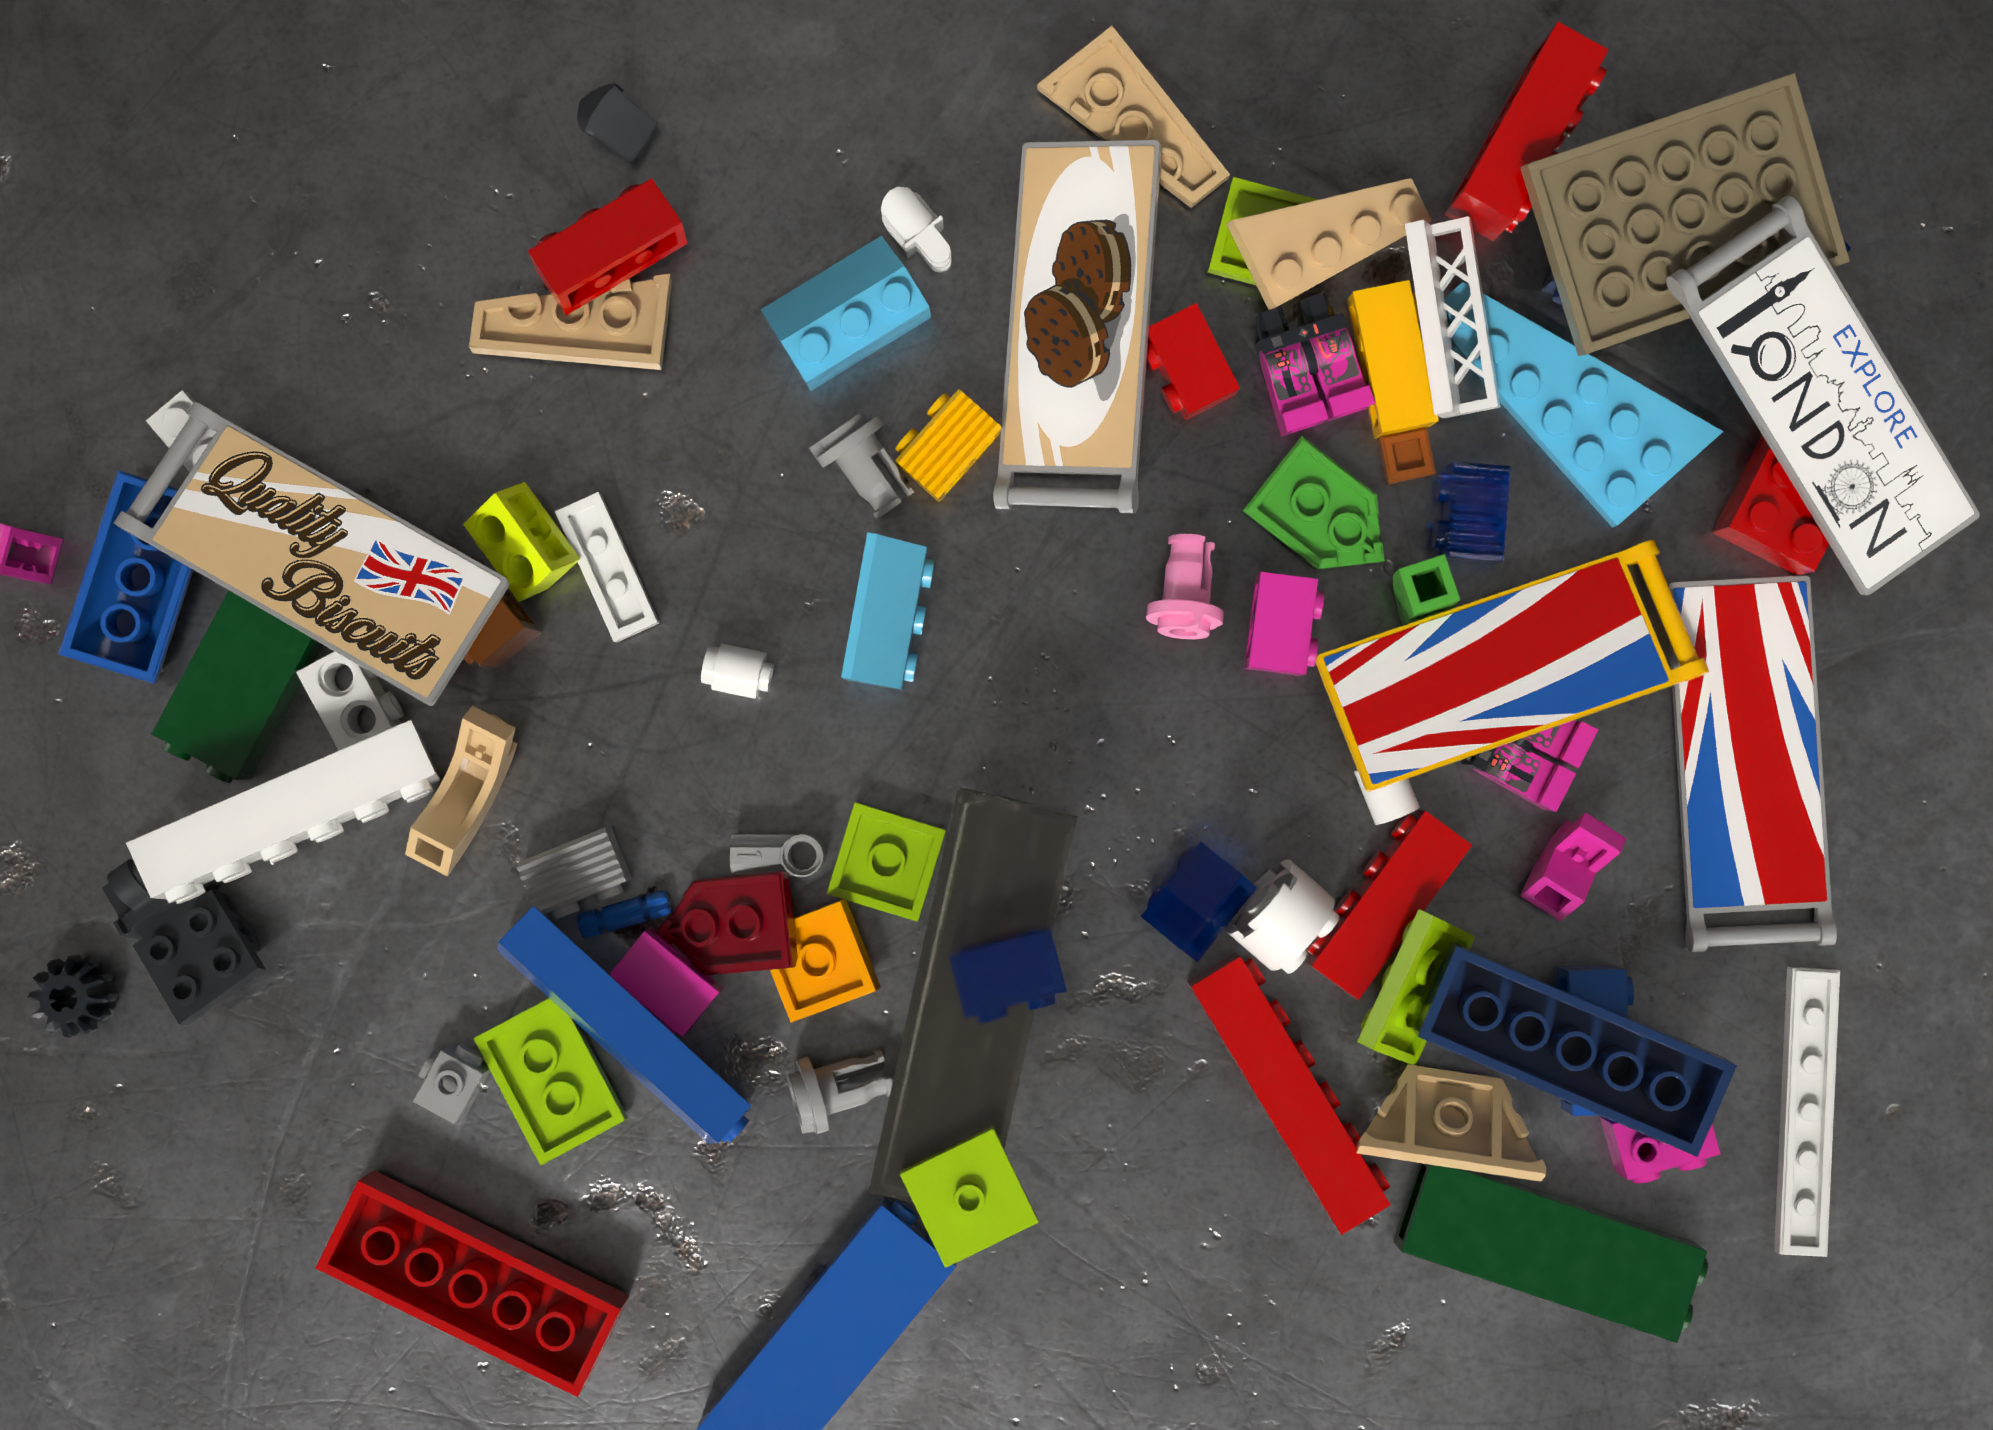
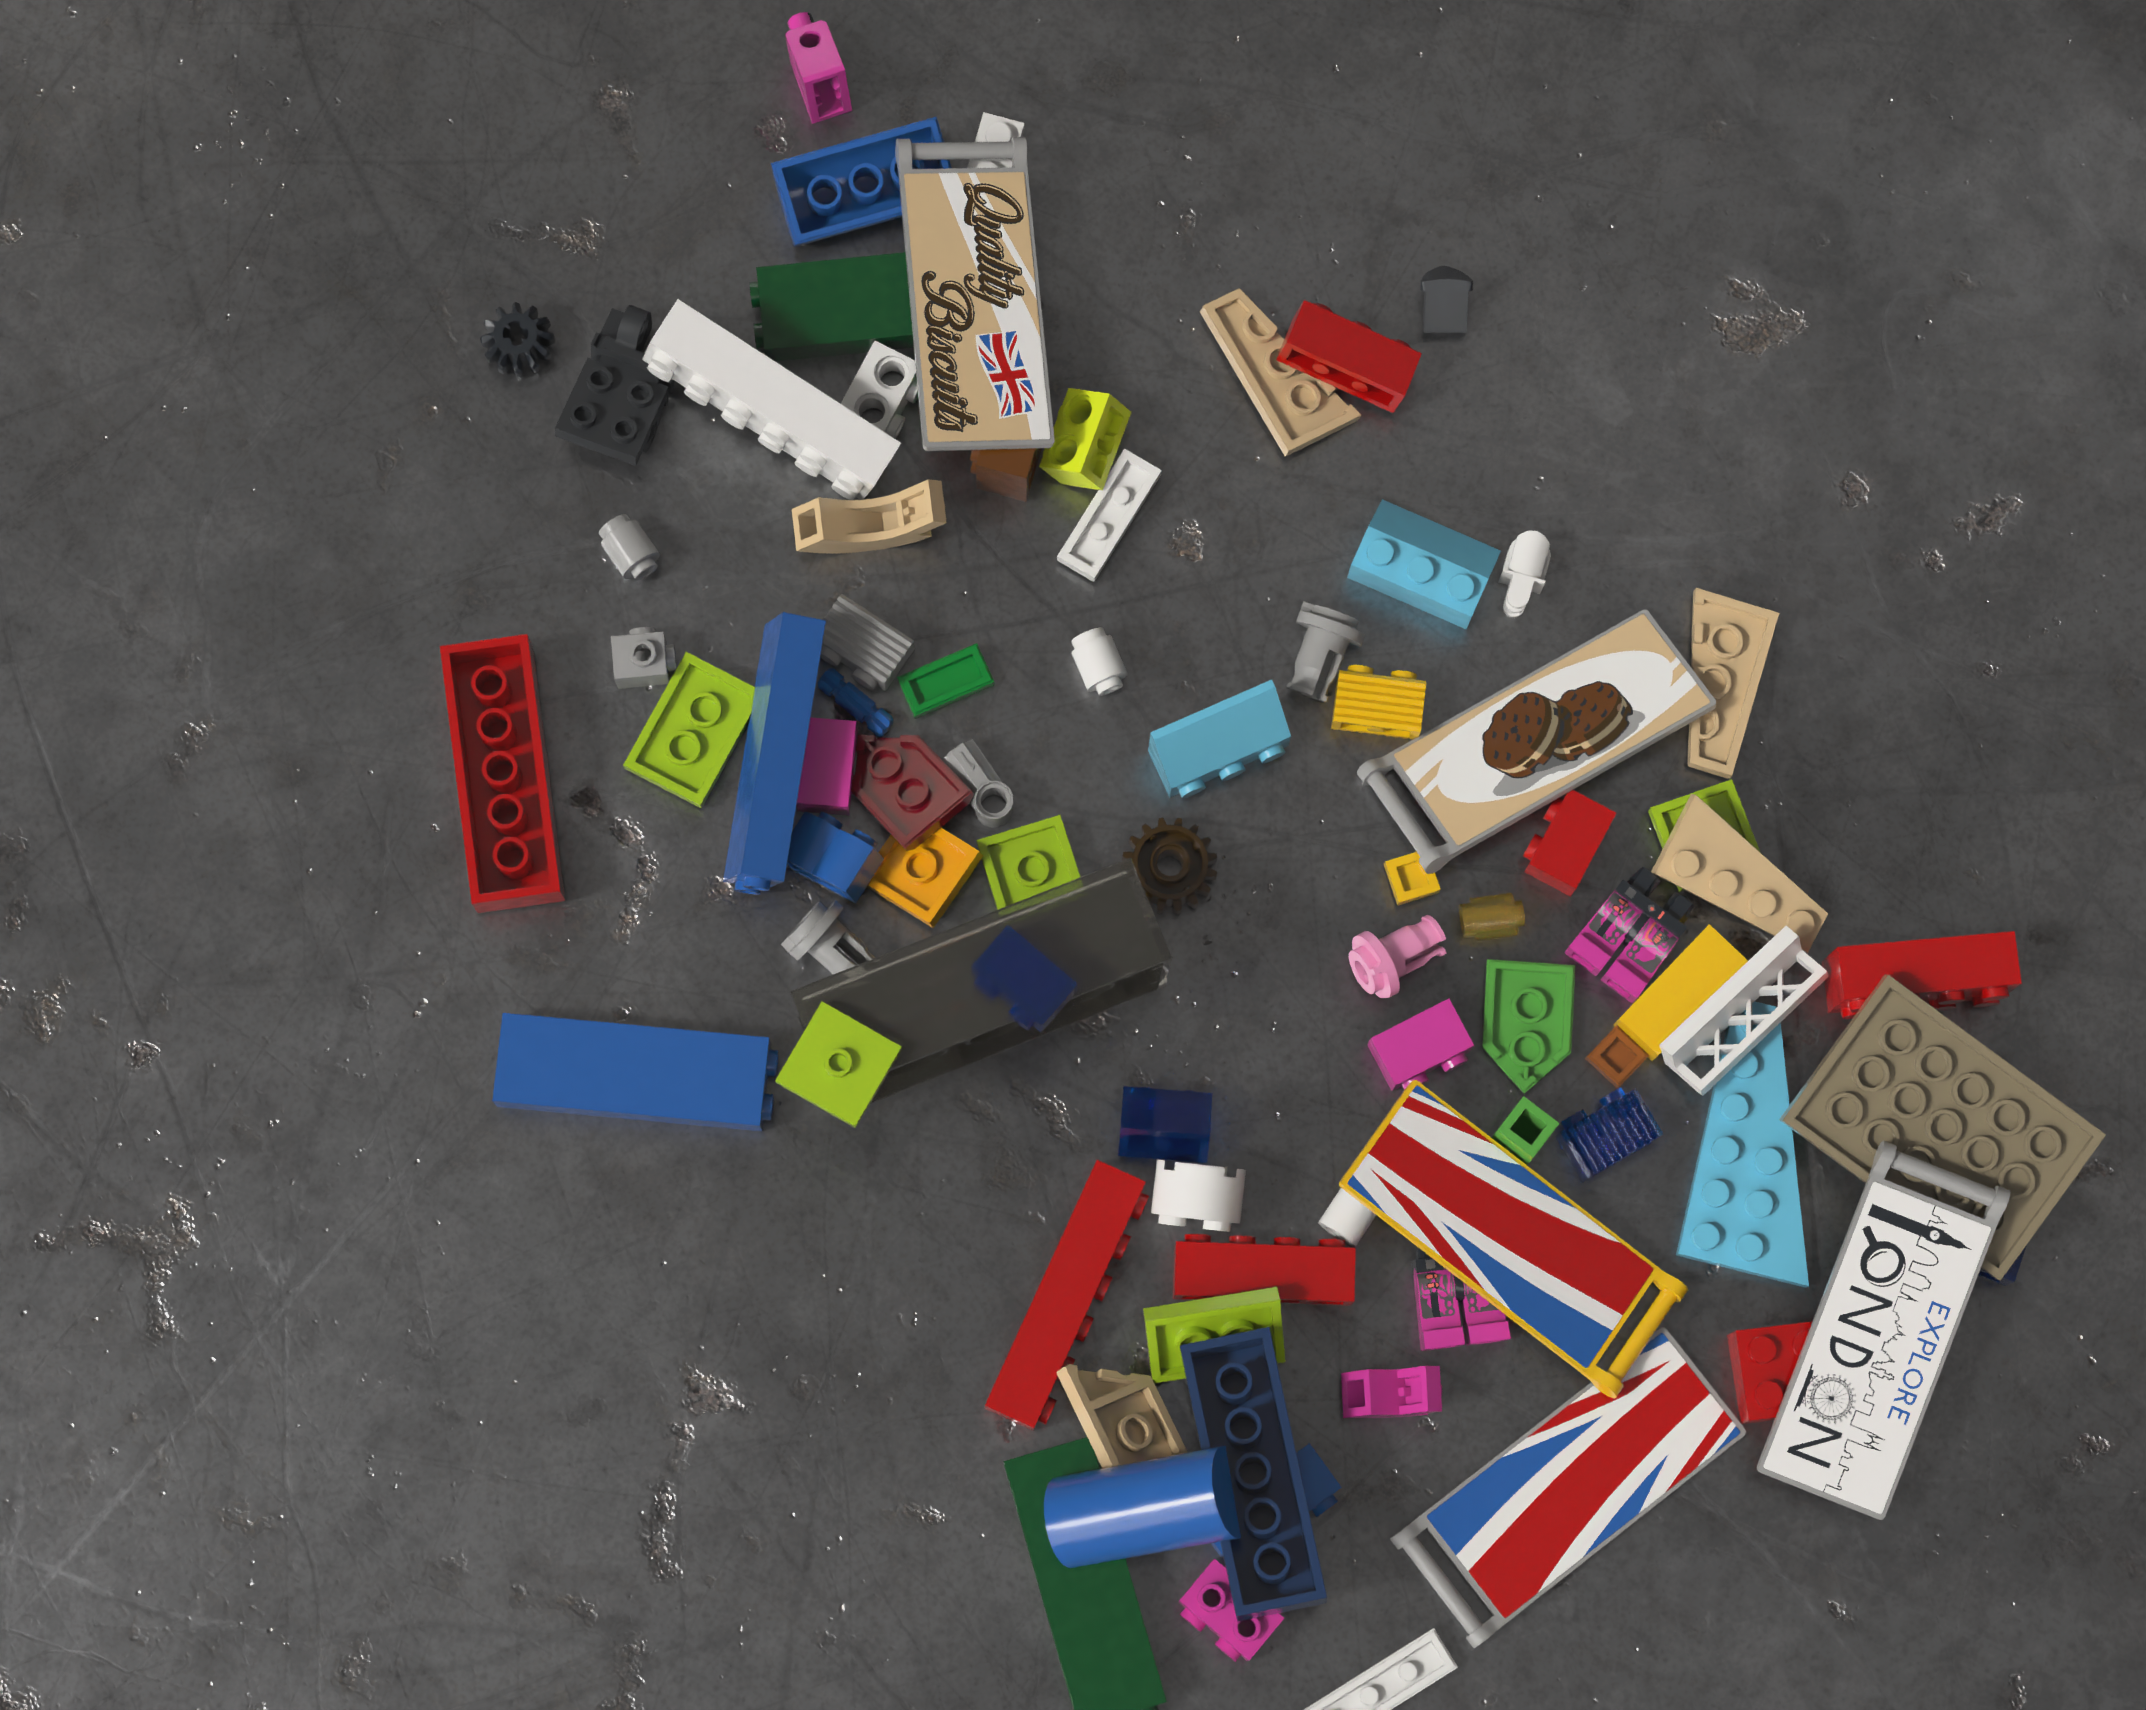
camera: 55 degrees right, 10 degrees down
(340, 1024) = (629, 547): none -> light grey brick
(660, 819) = (945, 681): none -> green tile
(752, 1035) = (832, 855): none -> blue brick
(941, 730) = (1184, 846): none -> dark brown gear
(1125, 530) = (1409, 879): none -> yellow plate
(1209, 480) = (1491, 917): none -> clear yellow brick
(1537, 1169) = (1141, 1508): none -> blue brick

